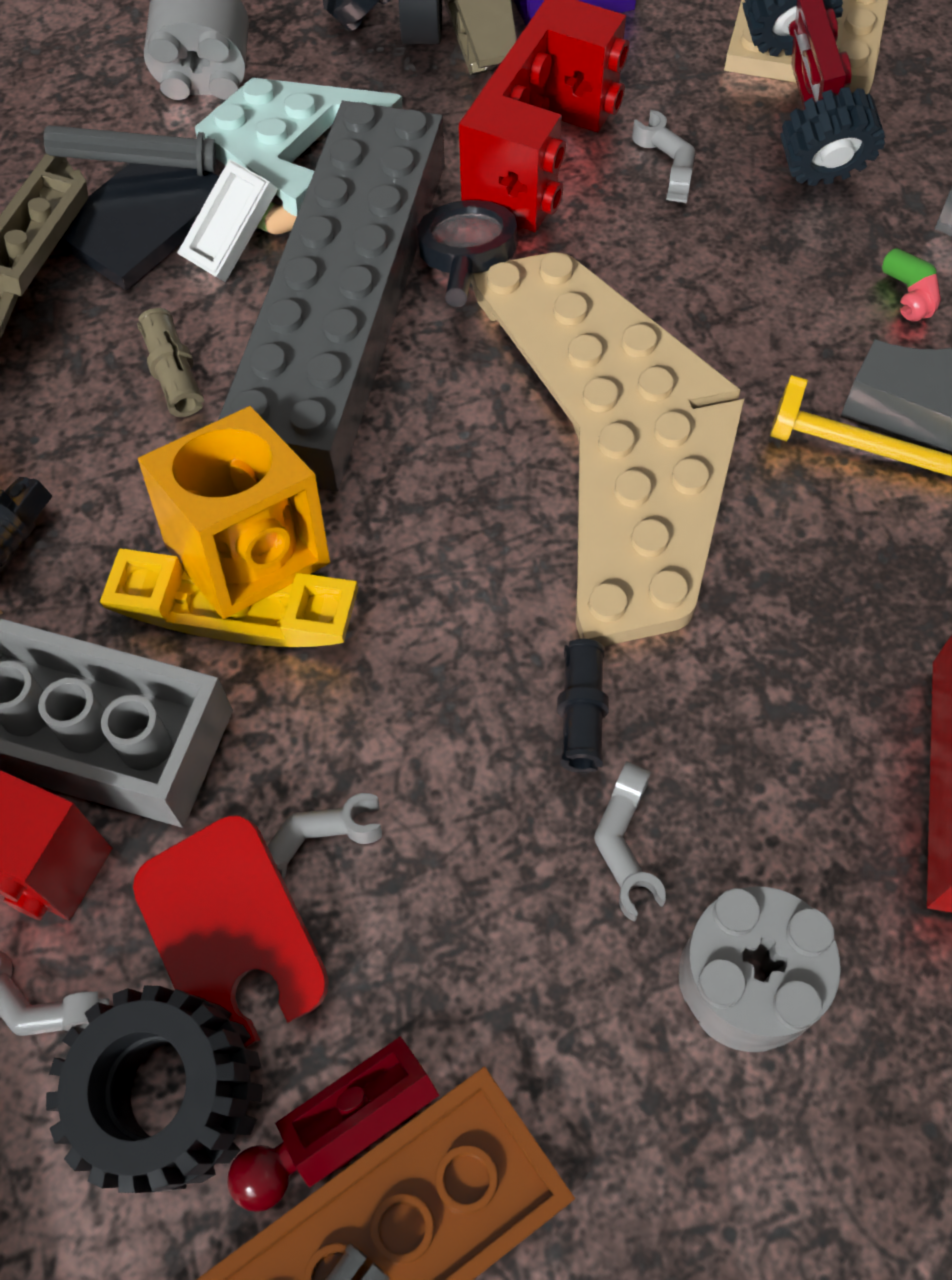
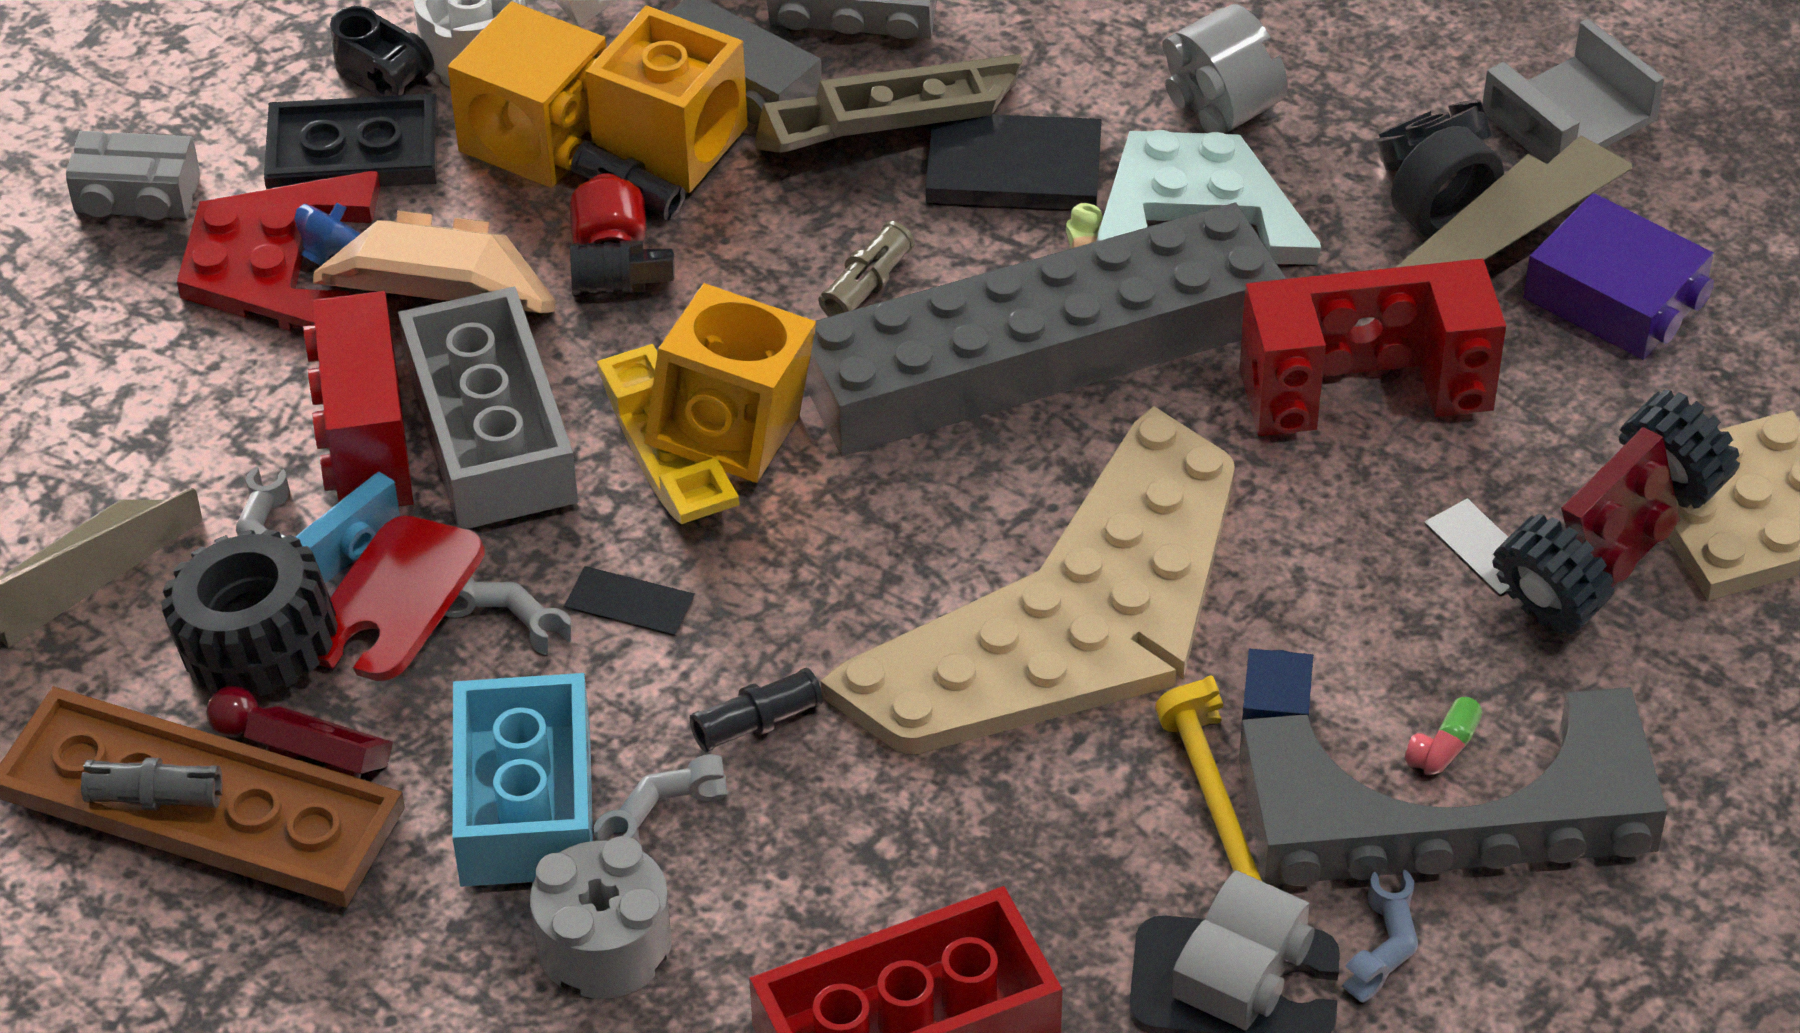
camera: 55 degrees right, 15 degrees down
(114, 926) = (350, 525): none -> dark azure plate
(131, 147) = (1095, 149): dark grey axle -> none
(227, 220) = (1042, 214): white tile -> none
(369, 734) = (629, 600): none -> black sticker
(466, 240) = (1178, 382): black piece -> none
(554, 944) = (519, 774): none -> medium azure brick
(677, 148) = (1420, 500): light grey arm -> none
(739, 173) = (1472, 538): none -> white sticker
(824, 352) = (1277, 684): none -> dark blue brick

